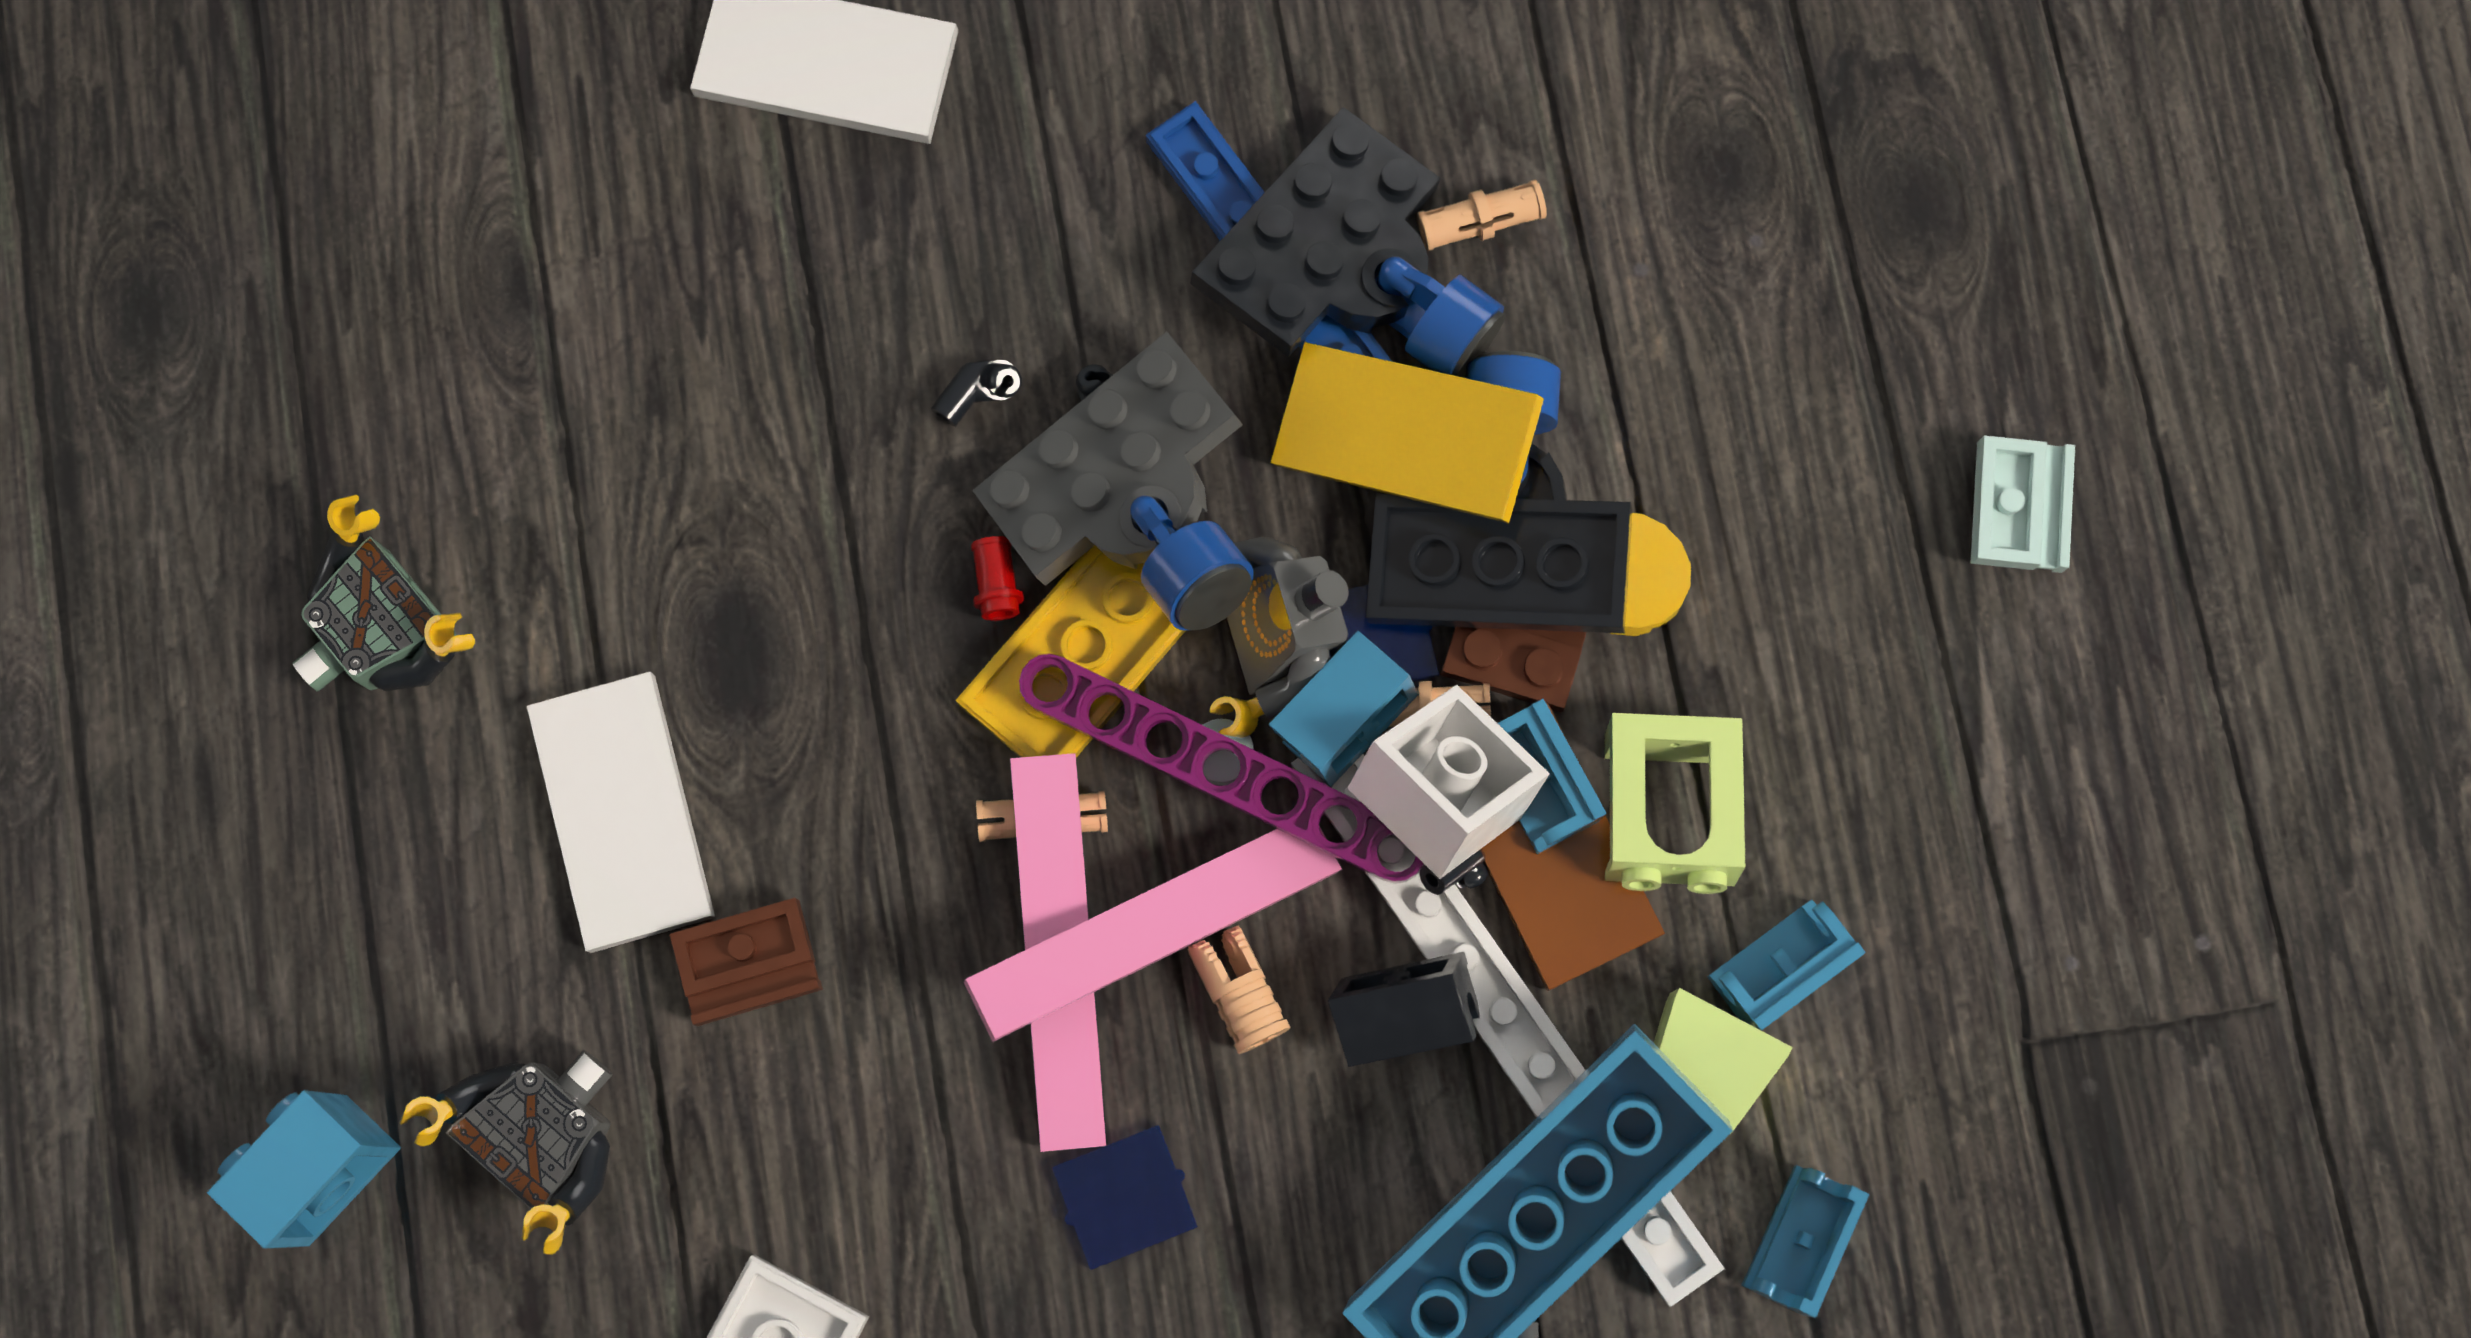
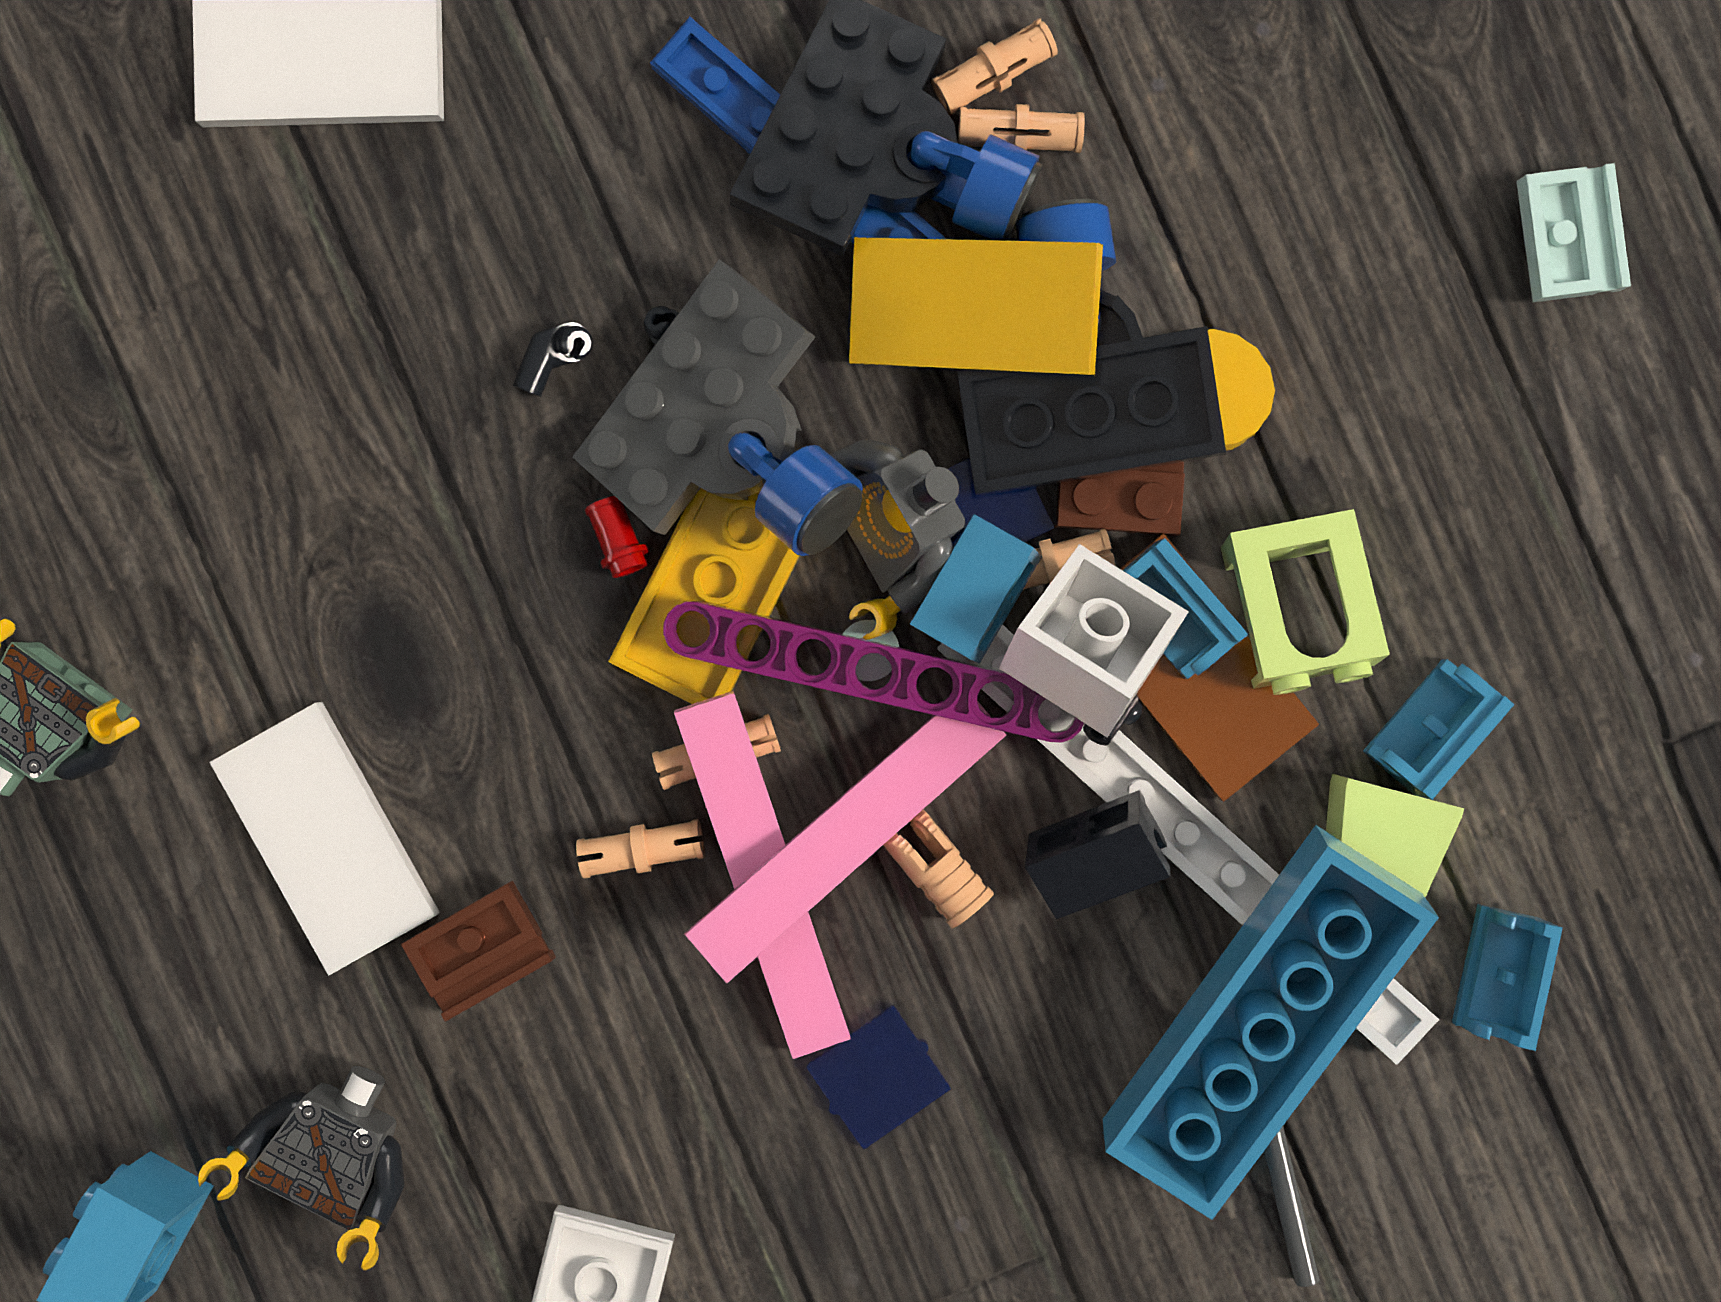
camera: 20 degrees left, 10 degrees up
(939, 897) = (640, 848): none -> light nougat pin
(1536, 290) = (1063, 133): none -> light nougat pin

